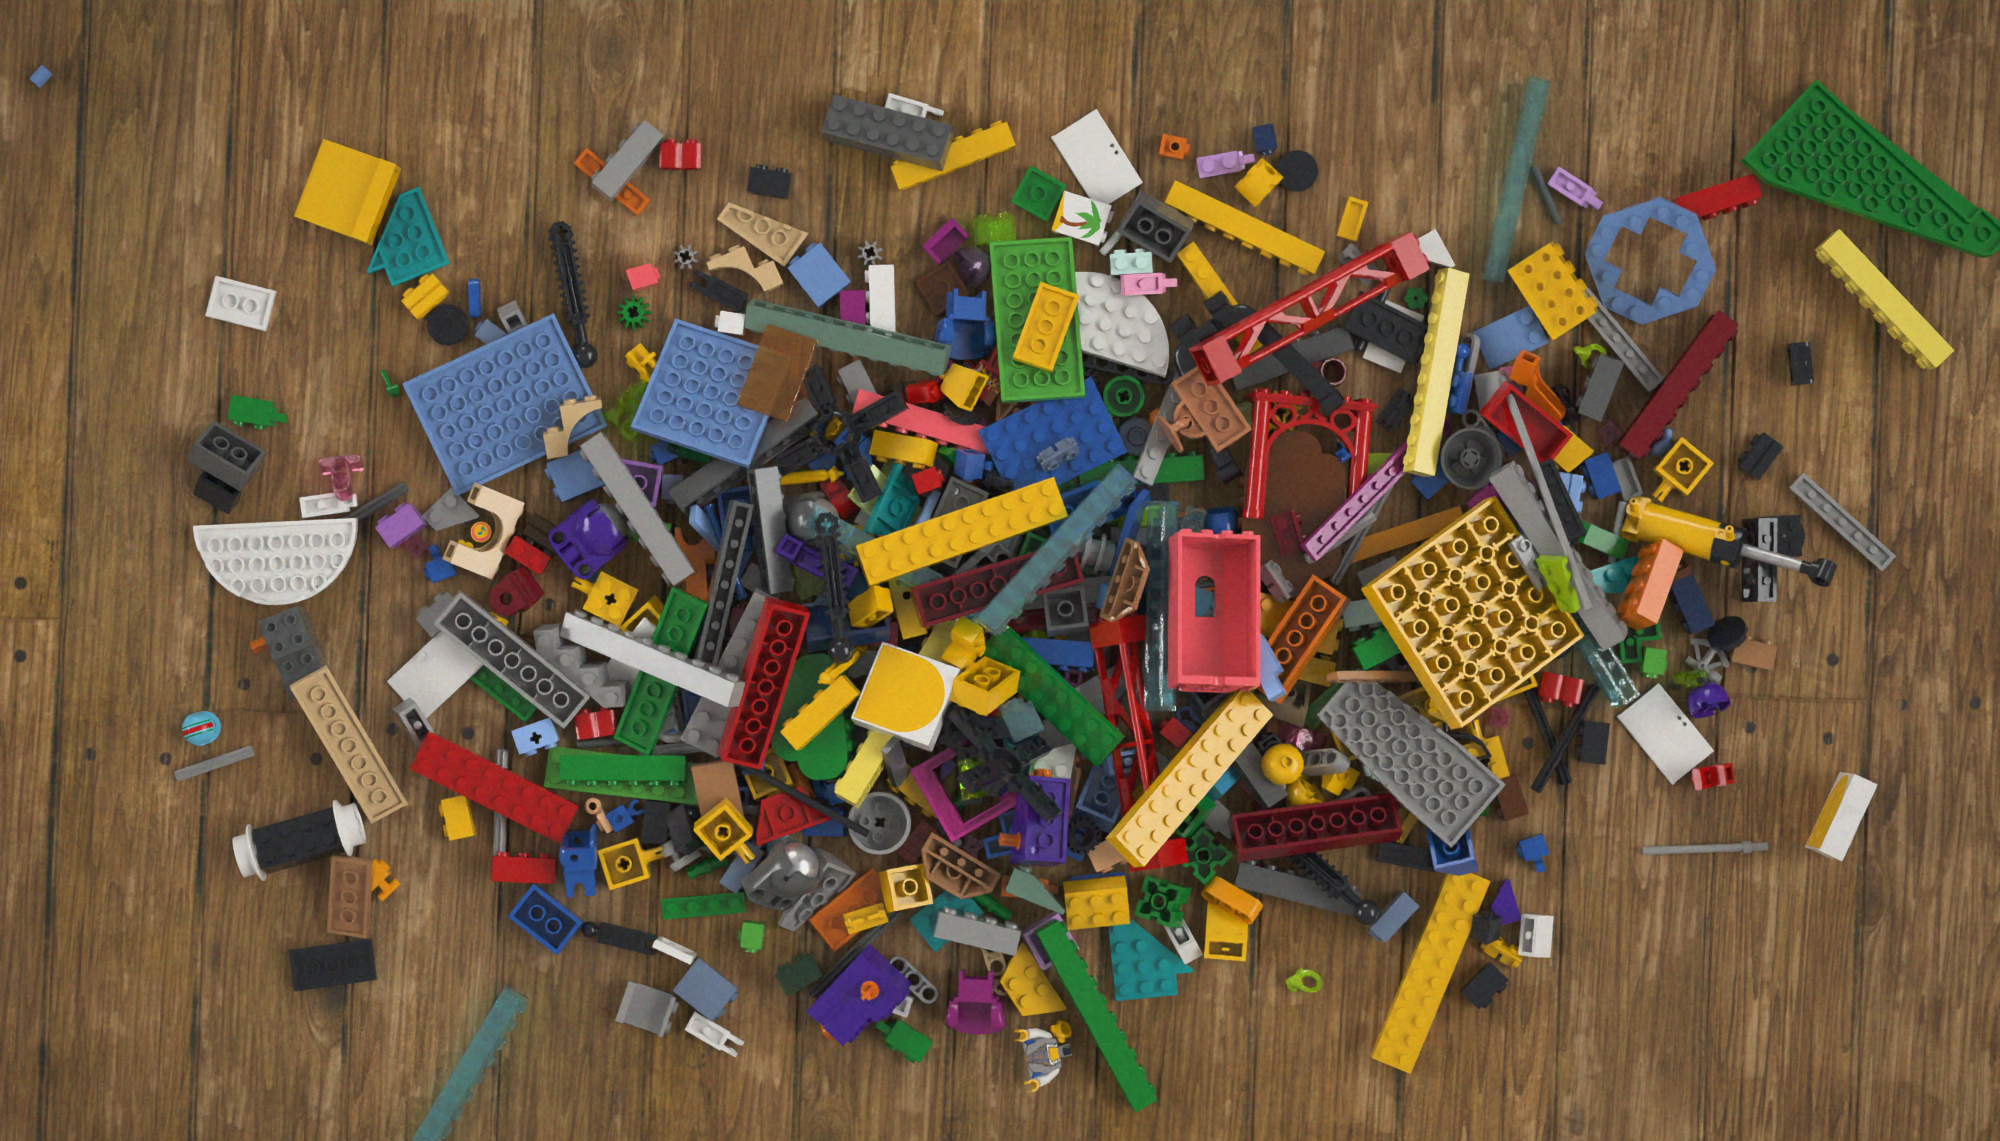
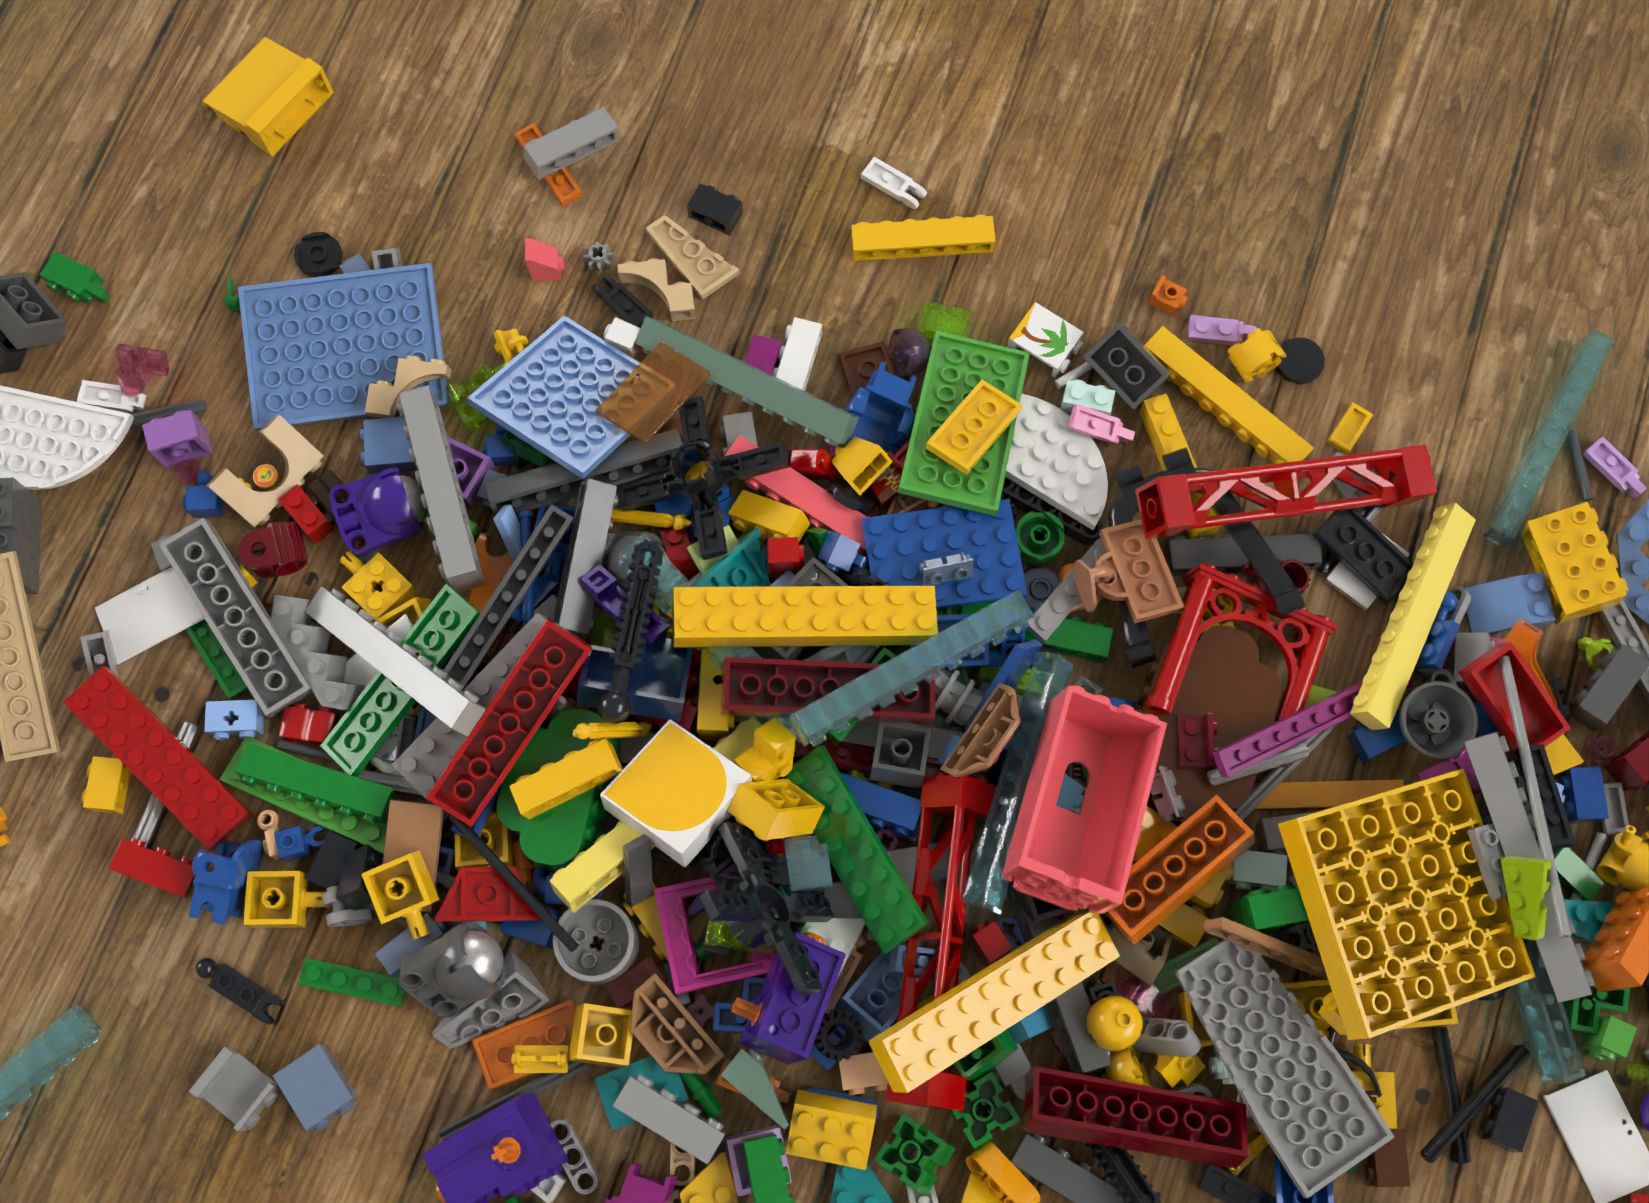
camera: 15 degrees right, 15 degrees down
(241, 303) = (110, 172): white tile -> none
(409, 242) = (311, 161): teal wing -> none
(425, 296) = (305, 217): yellow brick -> none
(449, 511) = (240, 445): light grey wing -> none
(474, 295) = (356, 234): blue beam -> none
(546, 918) = (157, 937): blue brick -> none
(584, 353) = (462, 256): black gear -> none
(631, 305) = (516, 304): green gear -> none
(674, 949) = (291, 1023): white tile -> none
(680, 155) = (629, 156): red brick -> none
(705, 866) = (373, 934): green pin -> none
(712, 1033) = (303, 1148): white hinge -> none
(752, 935) = (394, 1037): bright green brick -> none
(799, 973) = (434, 1103): clear green piece -> none
(818, 274) = (736, 315): medium blue brick -> none
(868, 247) = (800, 303): light grey gear -> none
(870, 607) = (669, 671): yellow brick -> none
(888, 132) = (860, 189): dark grey brick -> none
(945, 241) = (885, 318): magenta panel -> none
(1038, 193) = (1004, 302): green plate -> none
(1099, 168) = (1075, 287): white container -> none
(1264, 139) = (1273, 314): dark blue brick -> none
(1269, 670) = (1135, 895): light blue slope -> none
(1342, 454) = (1283, 673): blue piece -> none
(1395, 410) = (1351, 648): black hinge -> none
(1419, 303) = (1410, 534): green plant -> none
(1435, 250) = (1445, 485): white slope -> none
(1494, 721) = (1389, 1055): clear pink plate -> none
(1560, 688) = (1481, 1037): red brick -> none

